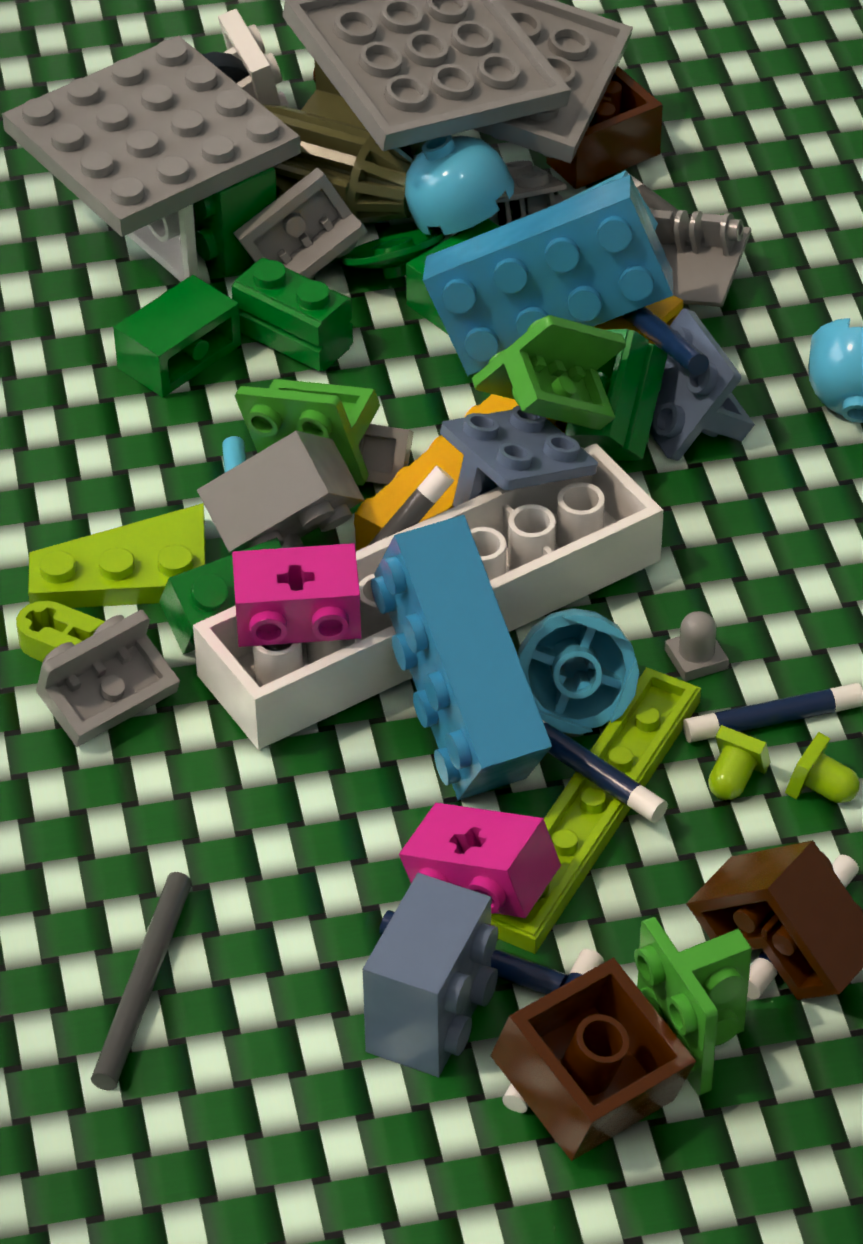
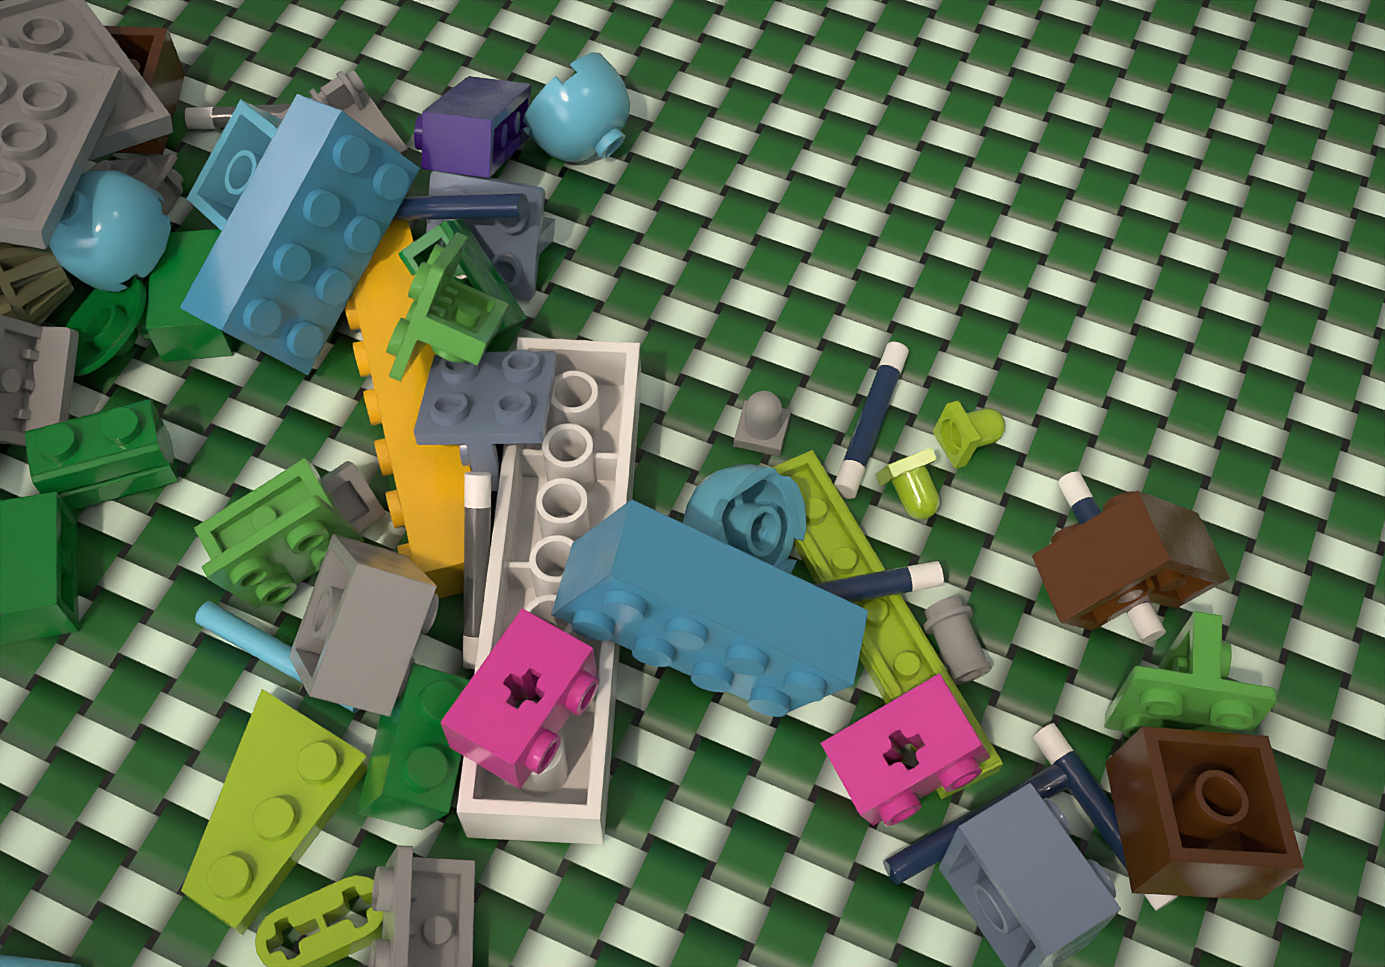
camera: 55 degrees left, 15 degrees up
(624, 848) = (956, 639): none -> light grey pin
(759, 310) = (473, 126): none -> brick

